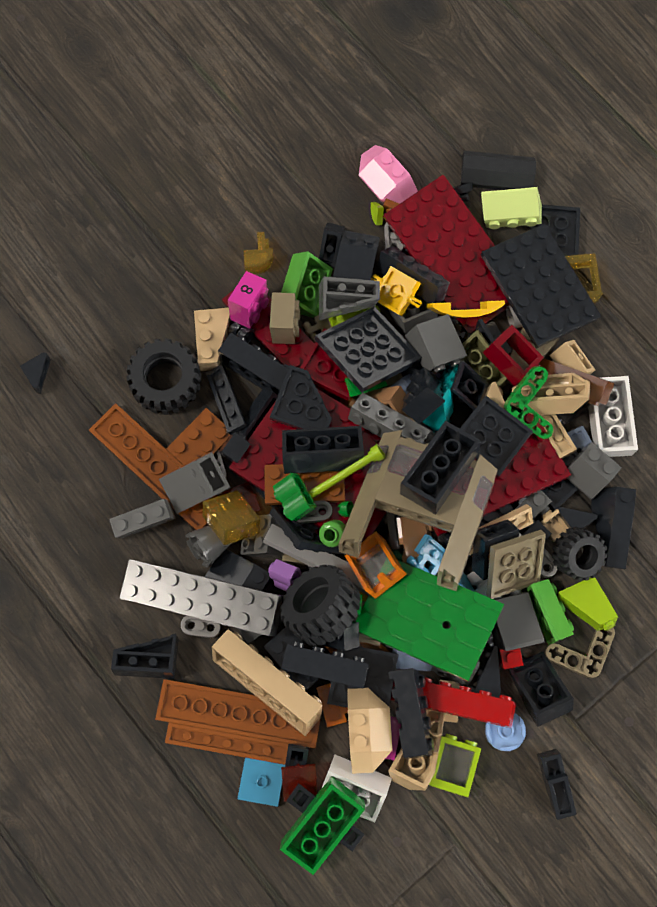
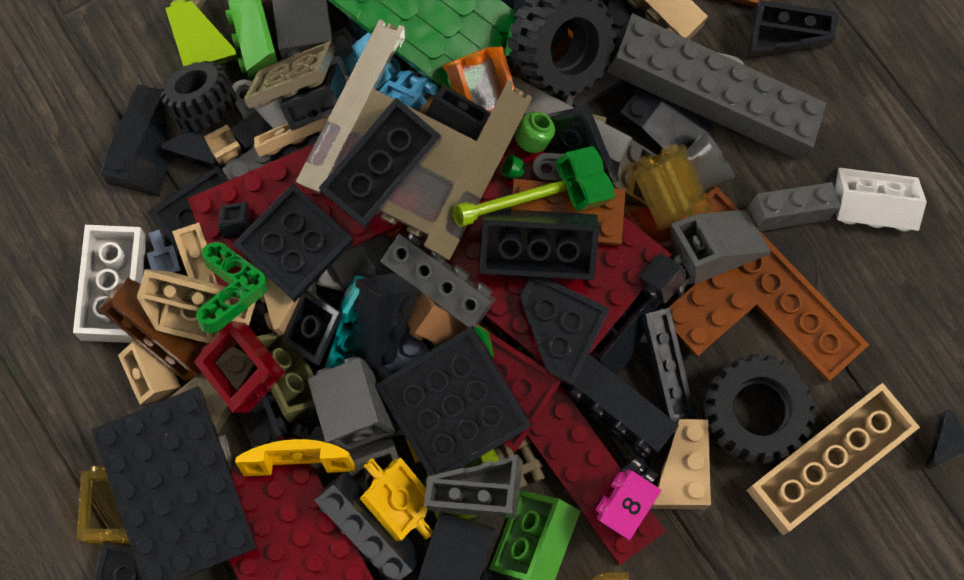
camera: 175 degrees left, 0 degrees up
(80, 536) = (879, 199): none -> white slope
(111, 350) = (832, 459): none -> tan brick
(283, 574) = (602, 102): medium lavender brick -> none
(284, 318) = (575, 467): dark tan brick -> none
(391, 528) = (458, 113): none -> black brick
(535, 456) = (234, 220): none -> black slope
(592, 470) = (156, 206): dark grey slope -> none

